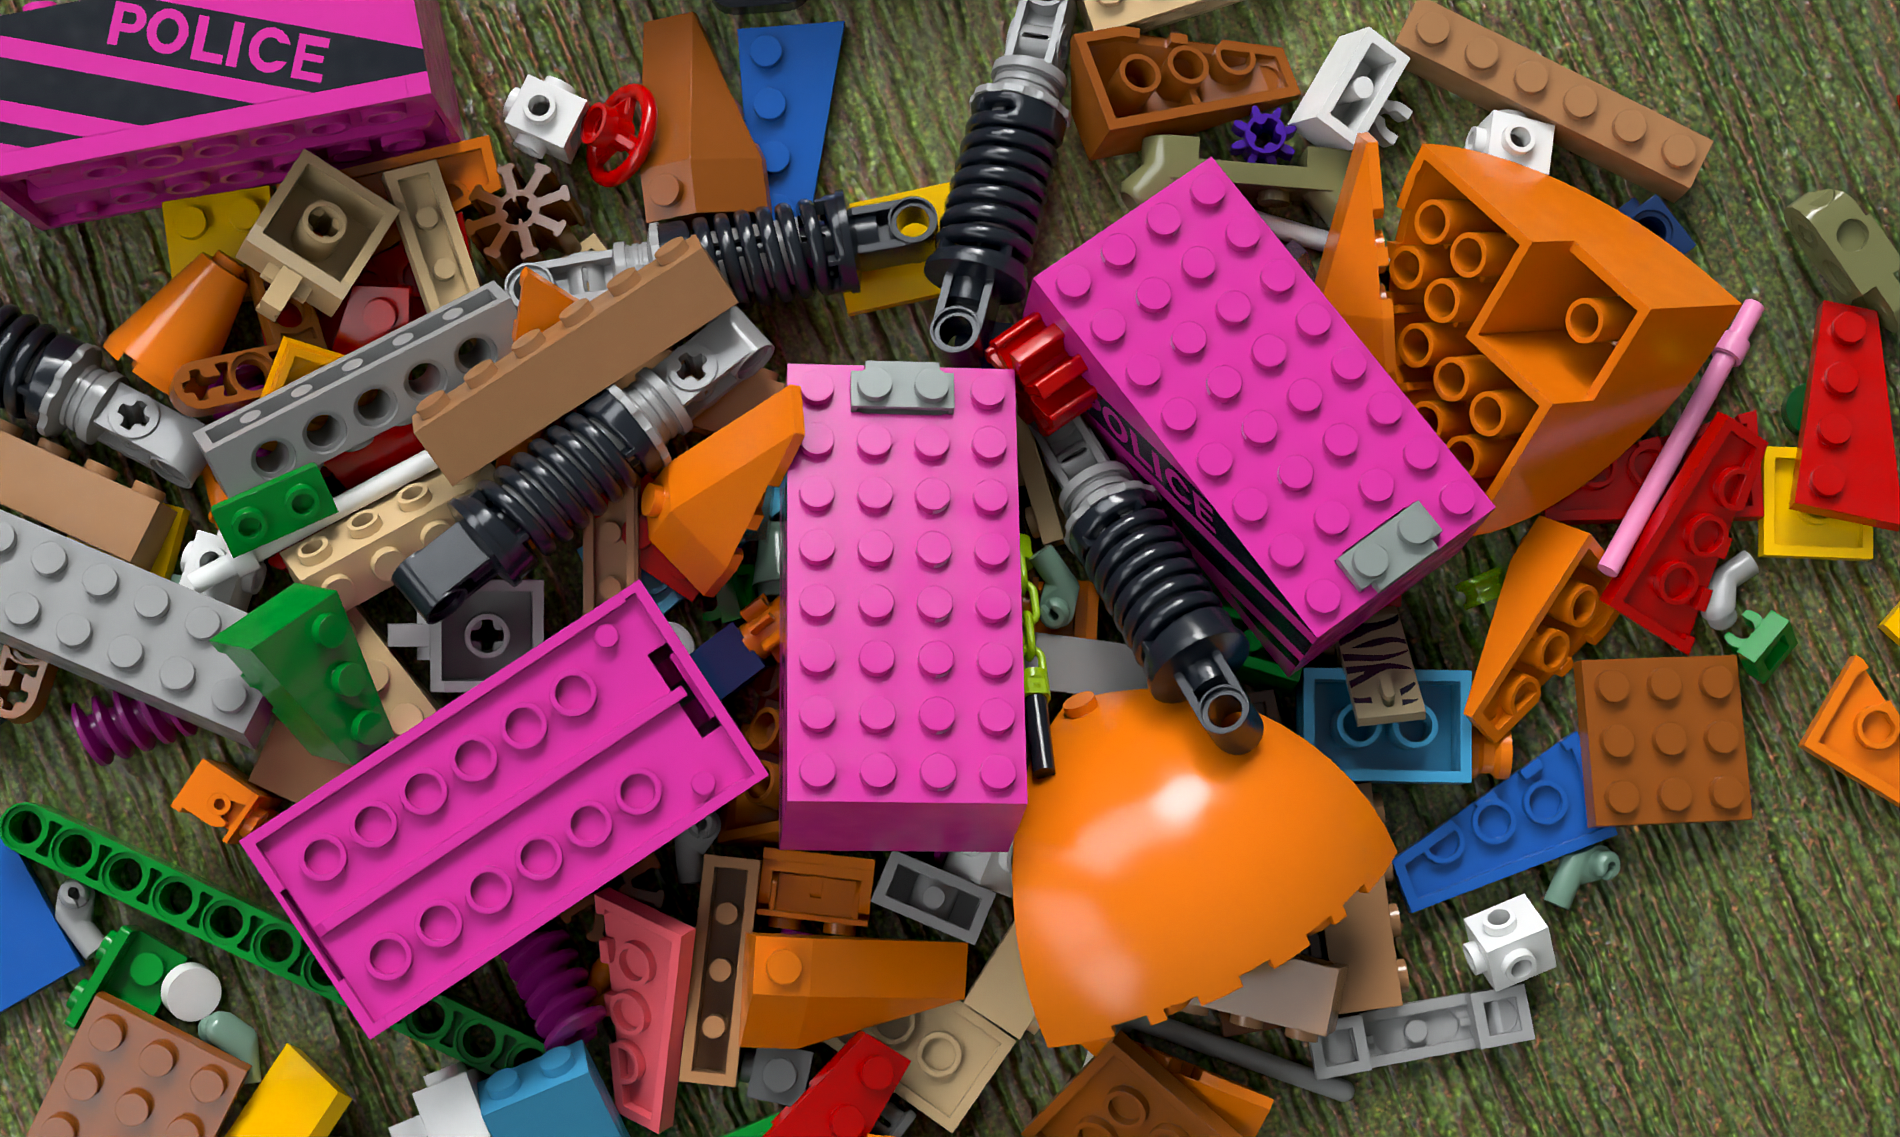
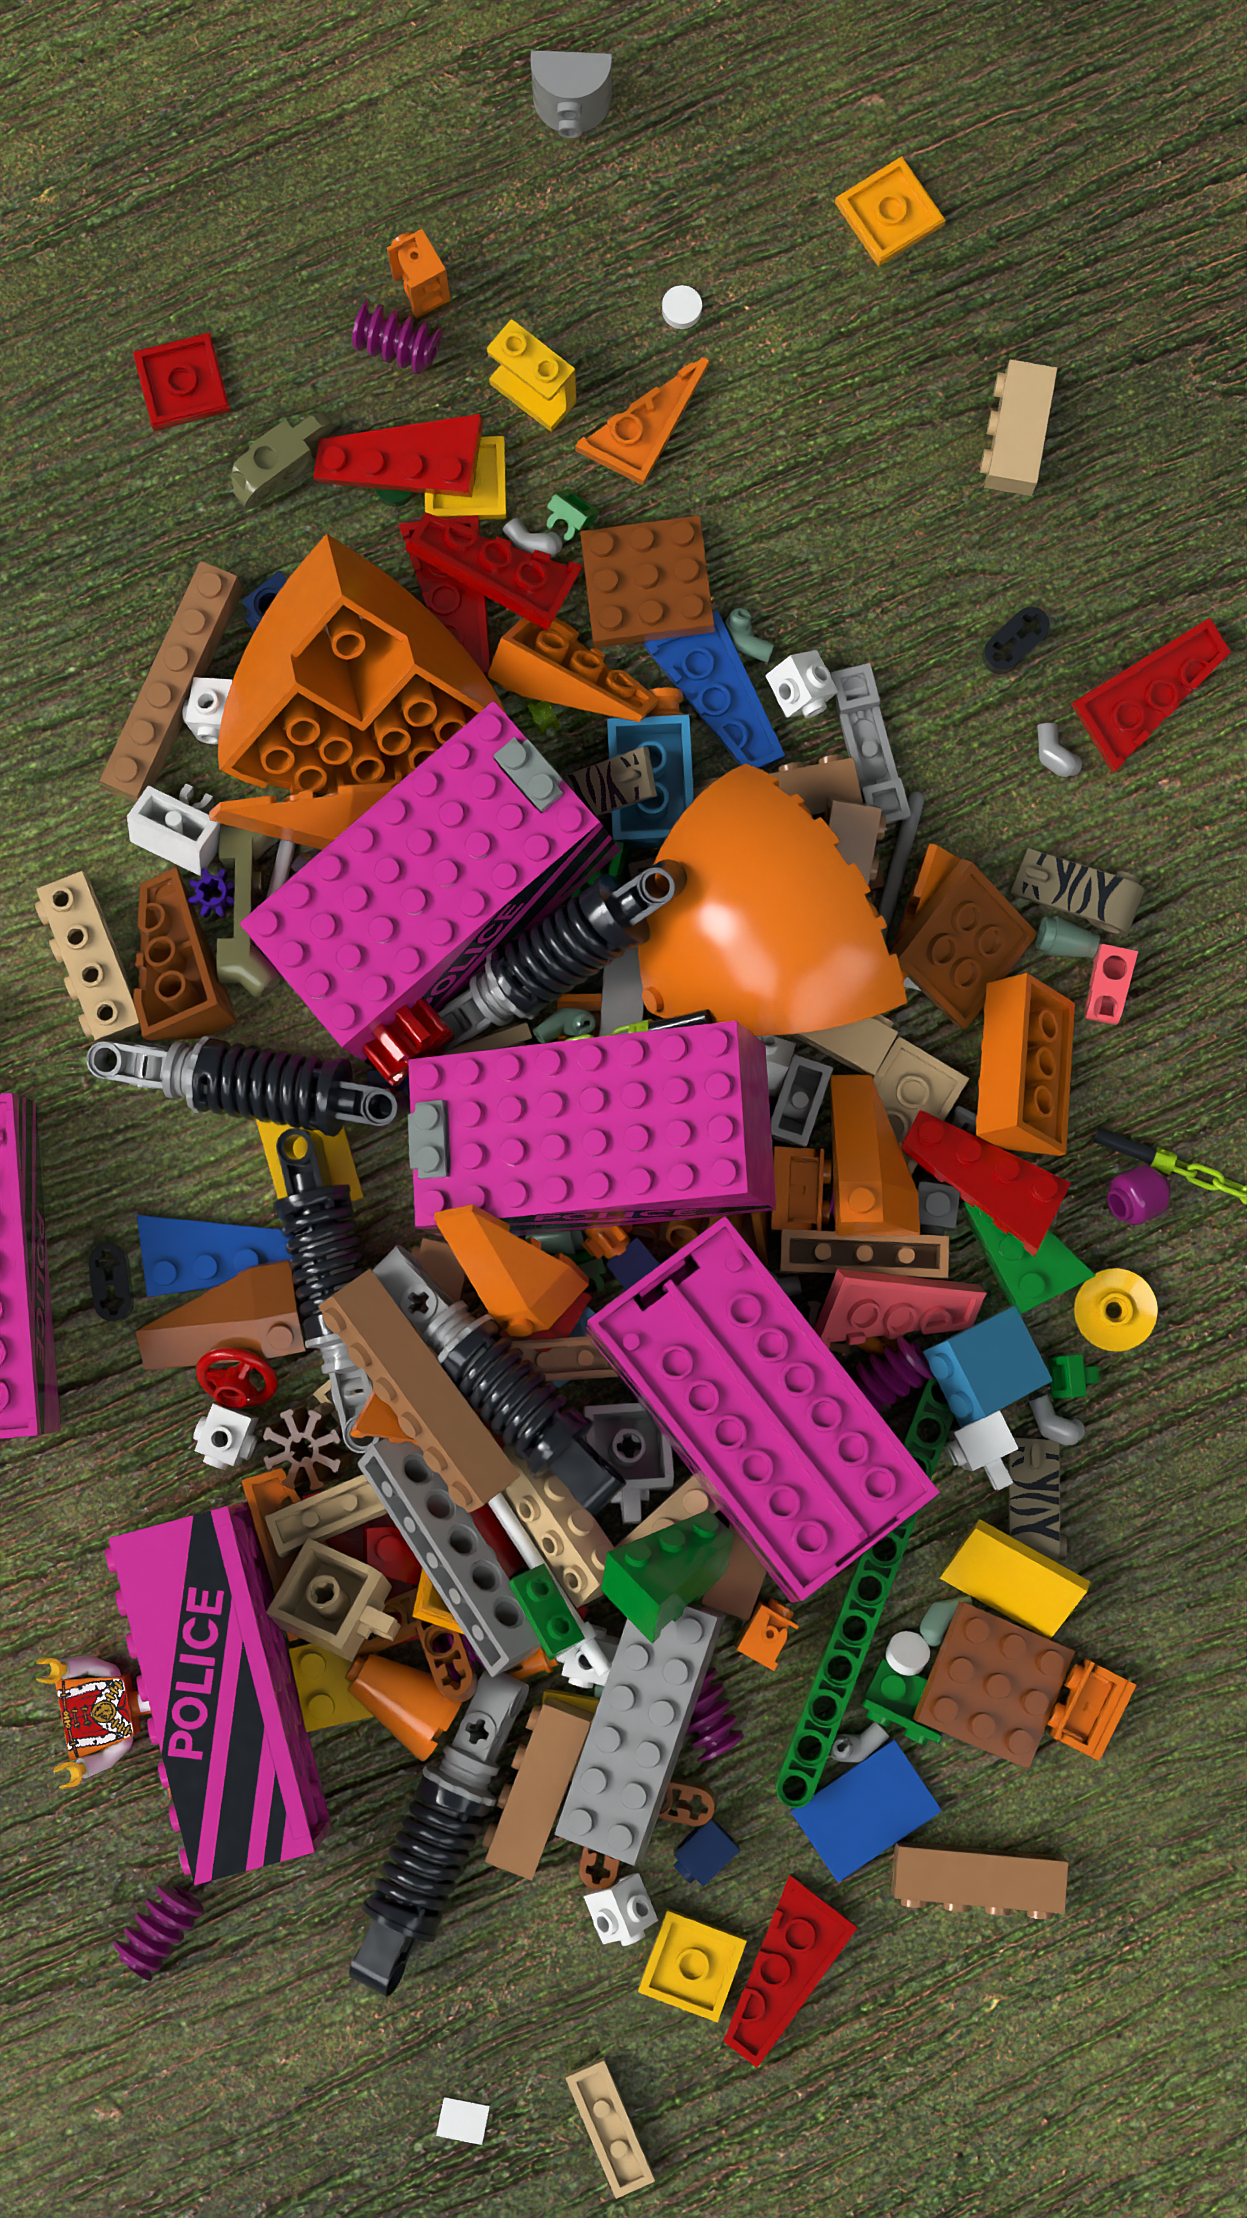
camera: 90 degrees left, 0 degrees up
(1727, 354) = (425, 577): bright pink bar -> none

